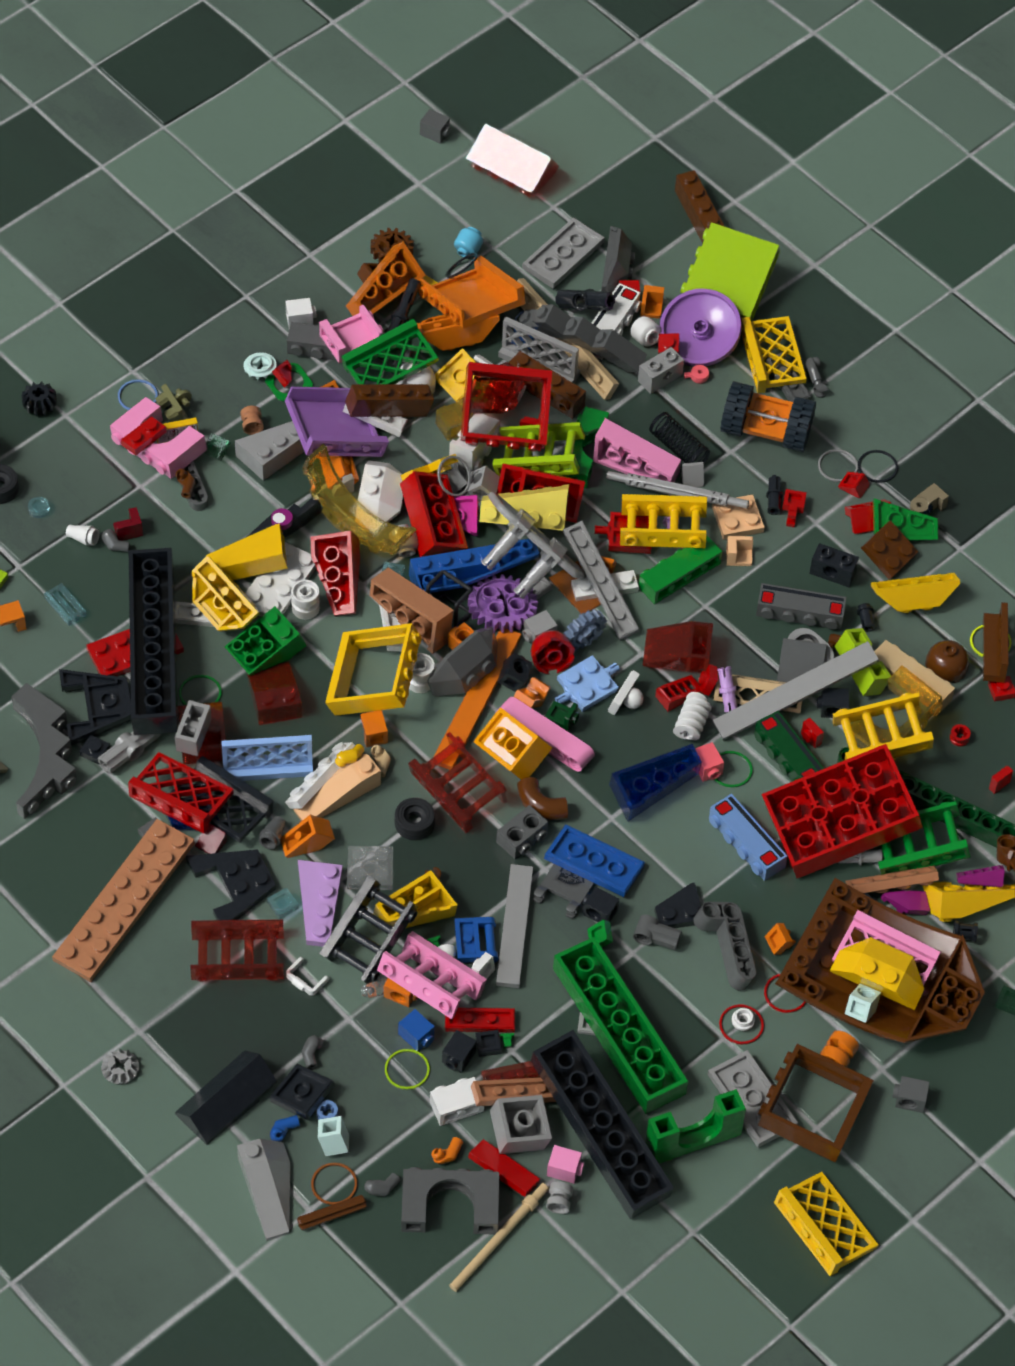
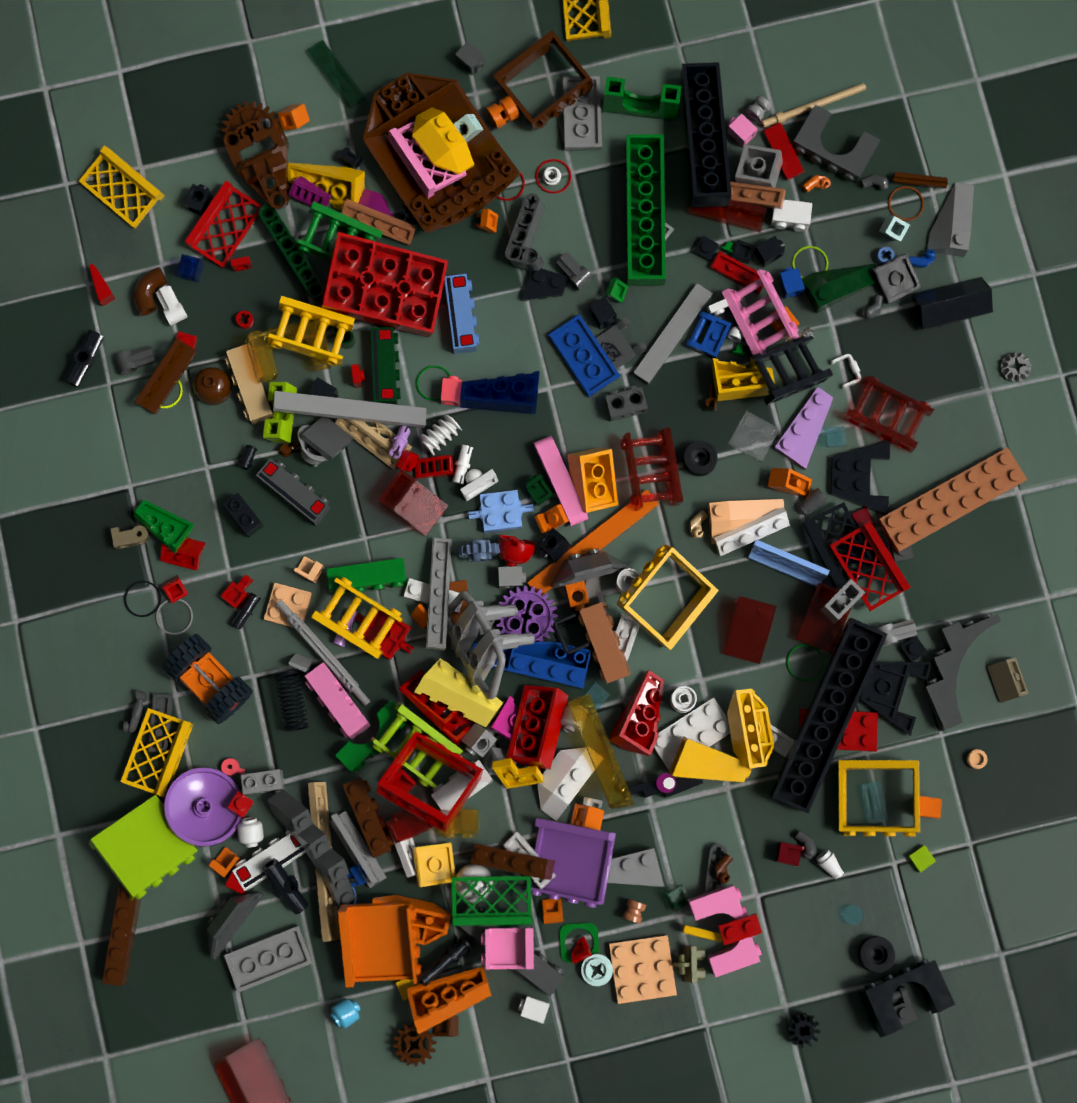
camera: 150 degrees left, 25 degrees up
(72, 626) = (909, 831): none -> yellow window
(134, 381) = (727, 1008): medium blue piece -> none
(217, 385) = (642, 969): none -> light nougat plate
(266, 643) = (735, 672): green slope -> none
(349, 756) = (725, 527): yellow arm -> none
(367, 1051) = (836, 285): none -> dark green wedge
(374, 728) = (691, 550): orange panel -> none
(439, 477) = (503, 763): light grey piece -> none
(451, 276) = (360, 976): black piece -> none
(530, 1027) = (706, 248): none -> black plate
(549, 808) = (601, 422): reddish brown cylinder -> none
(652, 705) = (462, 464): none -> white pin
(889, 549) = (190, 506): reddish brown plate -> none
(917, 592) = (194, 458): yellow wedge -> none

